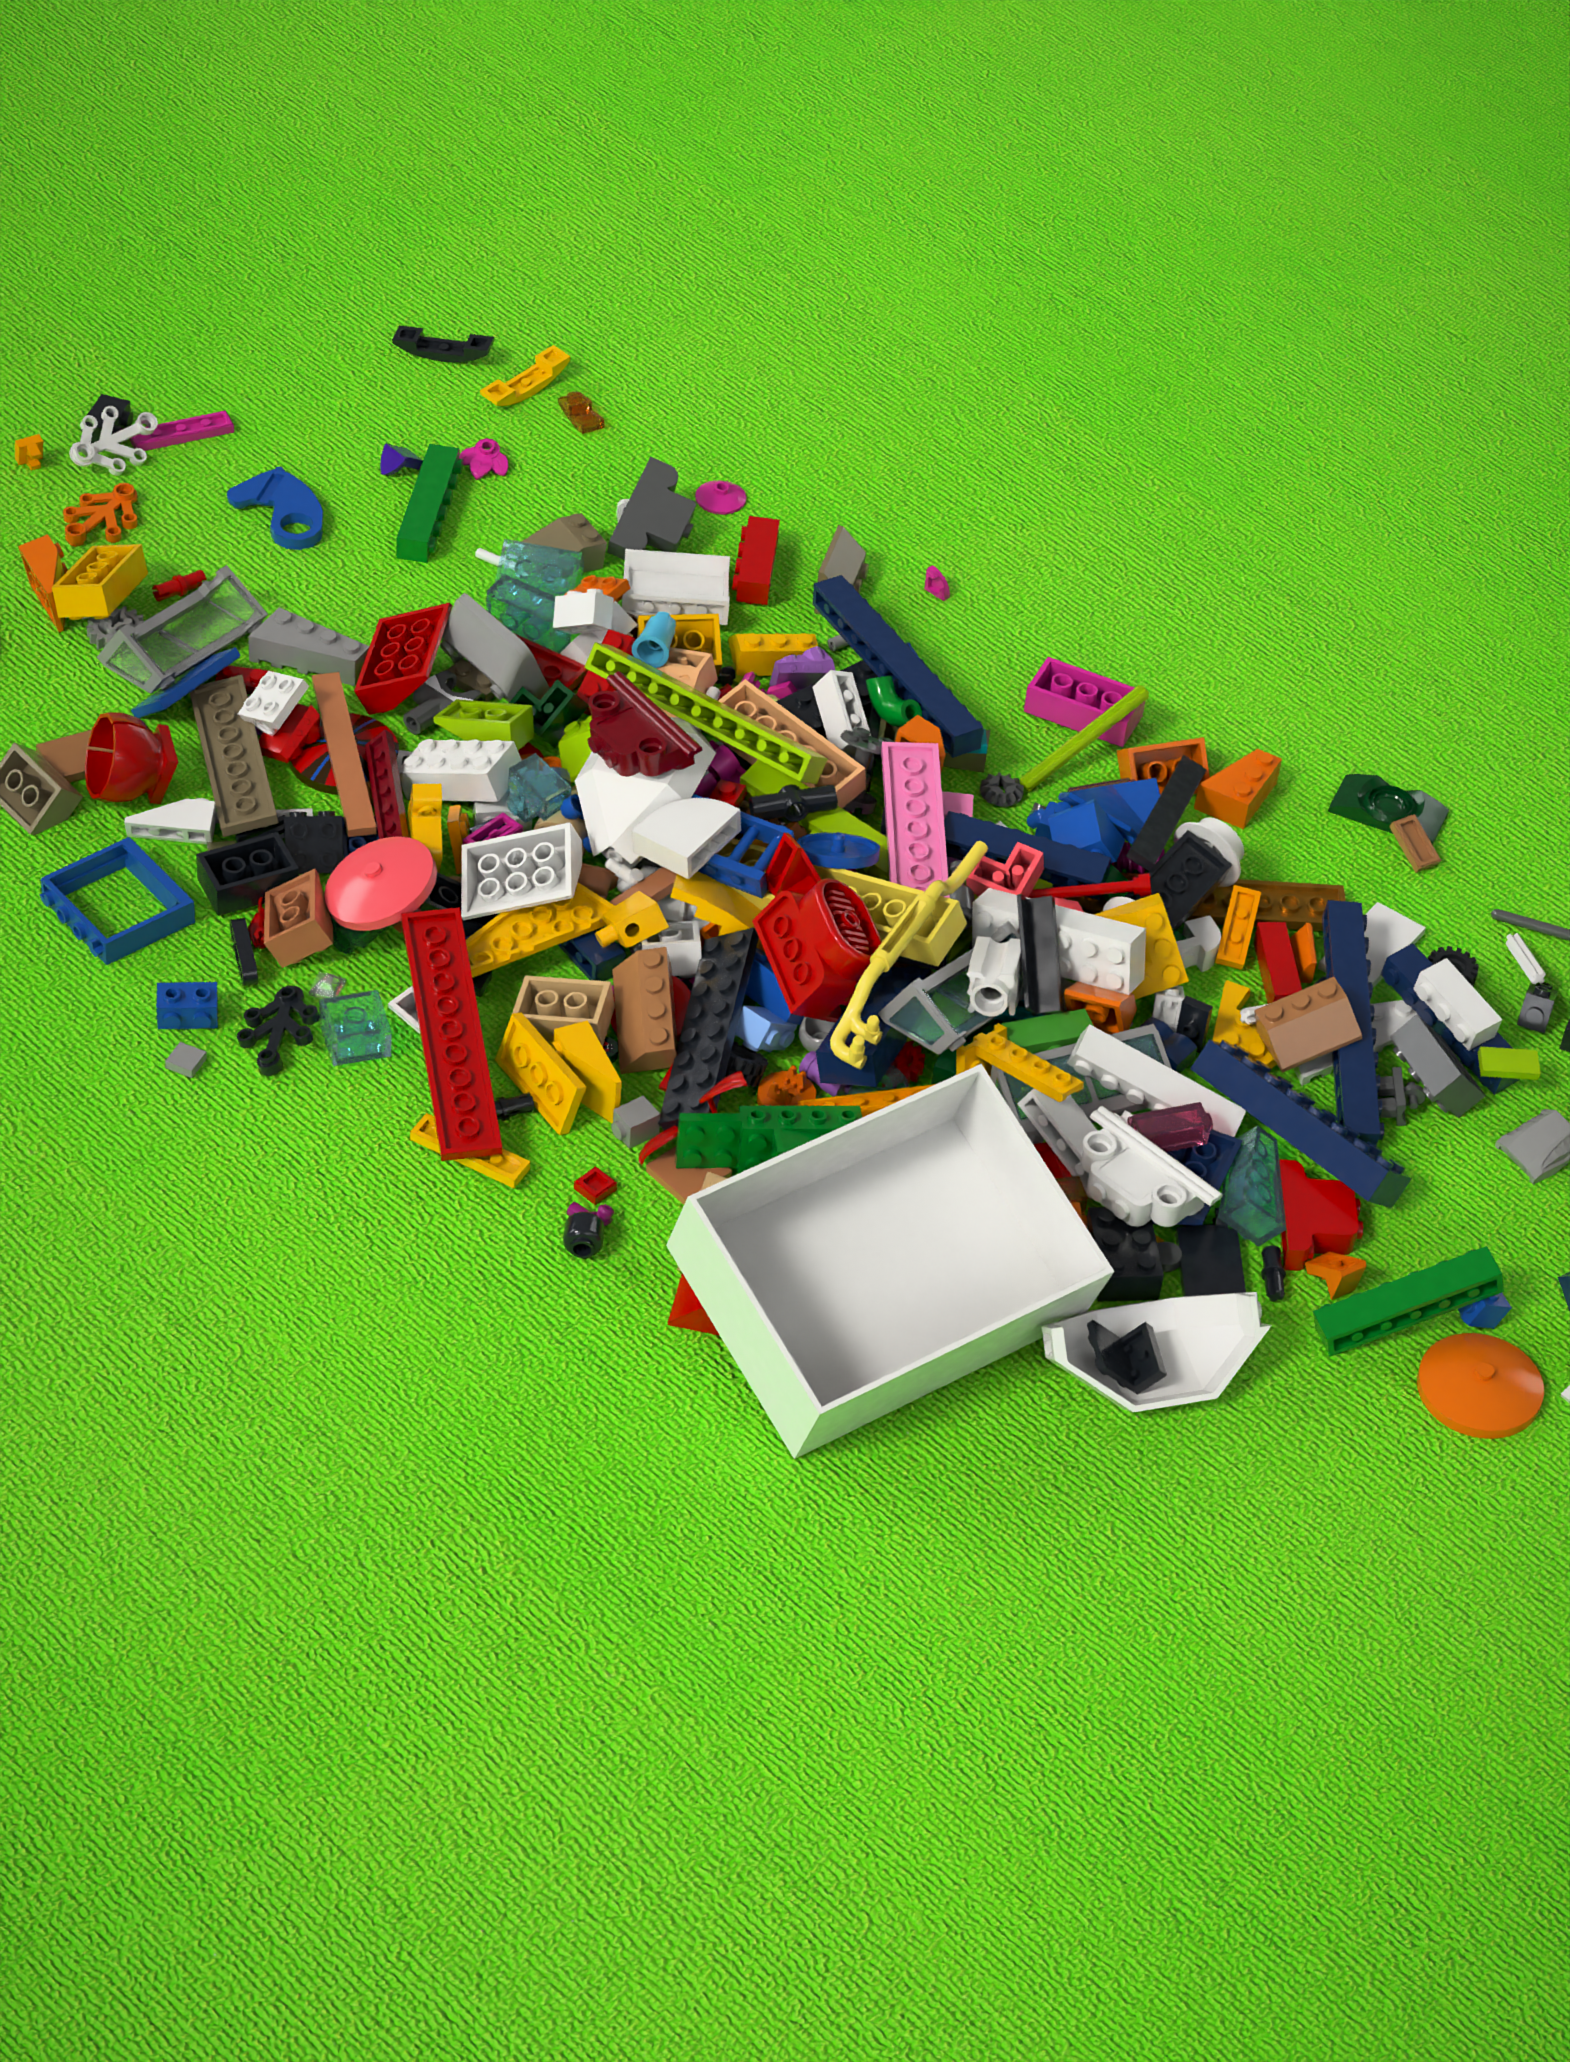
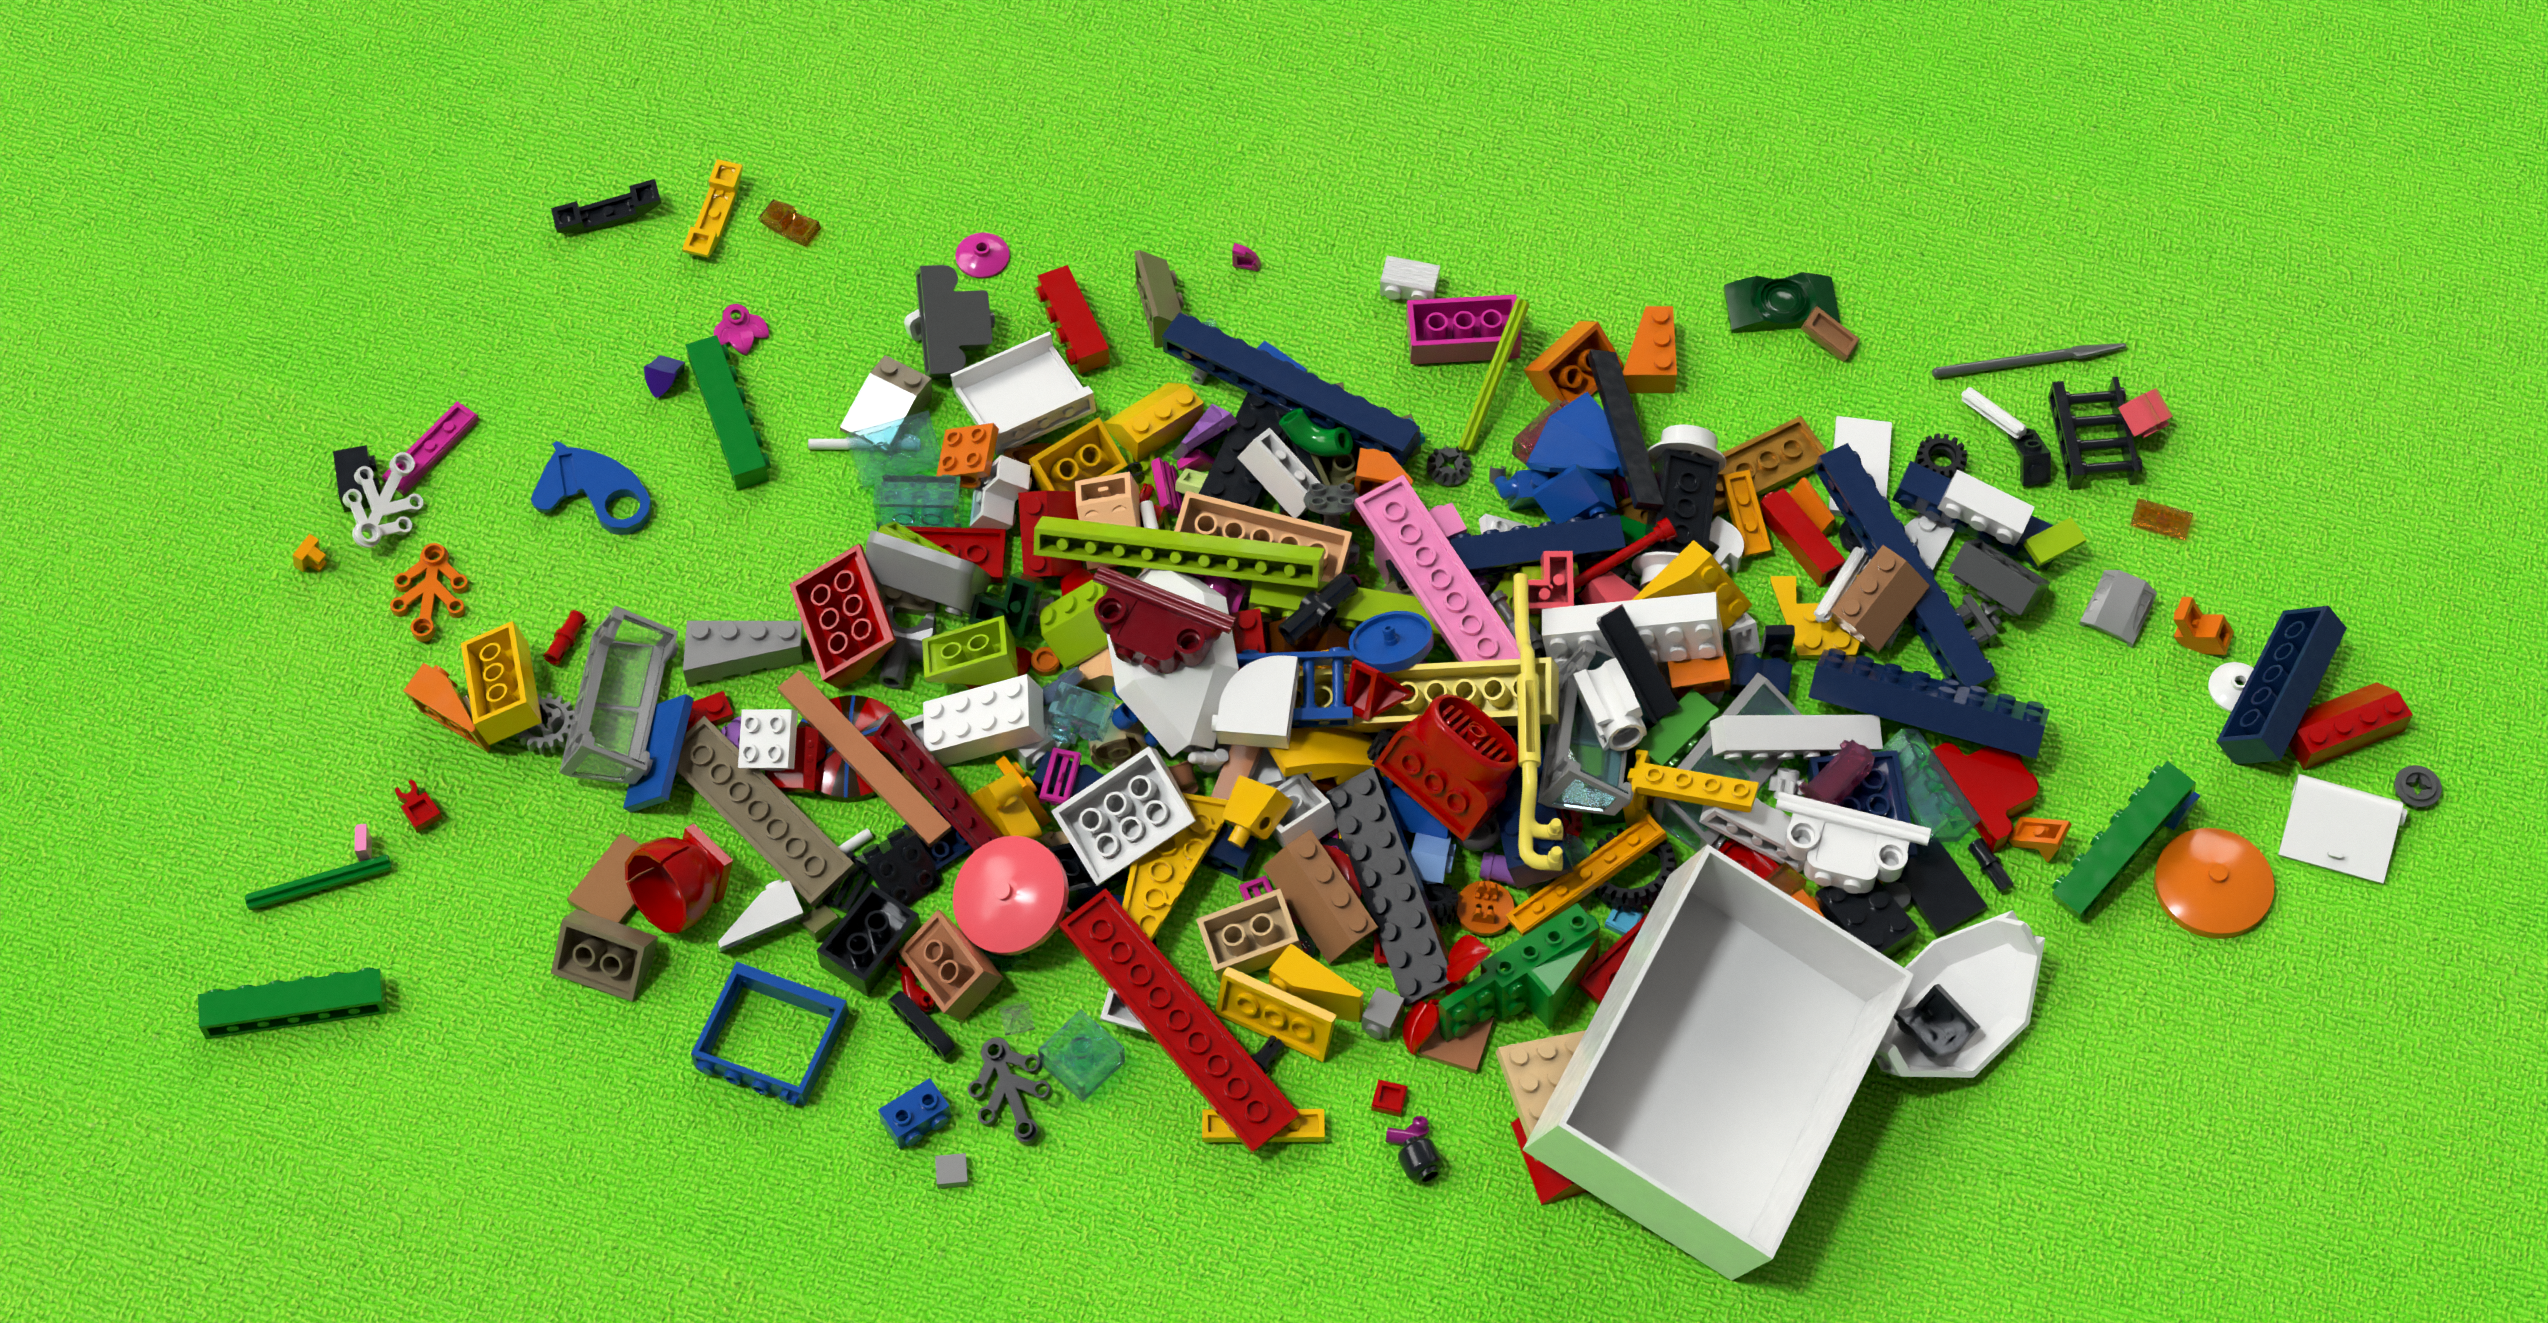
camera: 25 degrees left, 15 degrees up
(583, 612) = (983, 486): white brick -> none
(655, 640) = (1070, 483): medium azure plant -> none
(1066, 648) = (1409, 279): none -> white brick

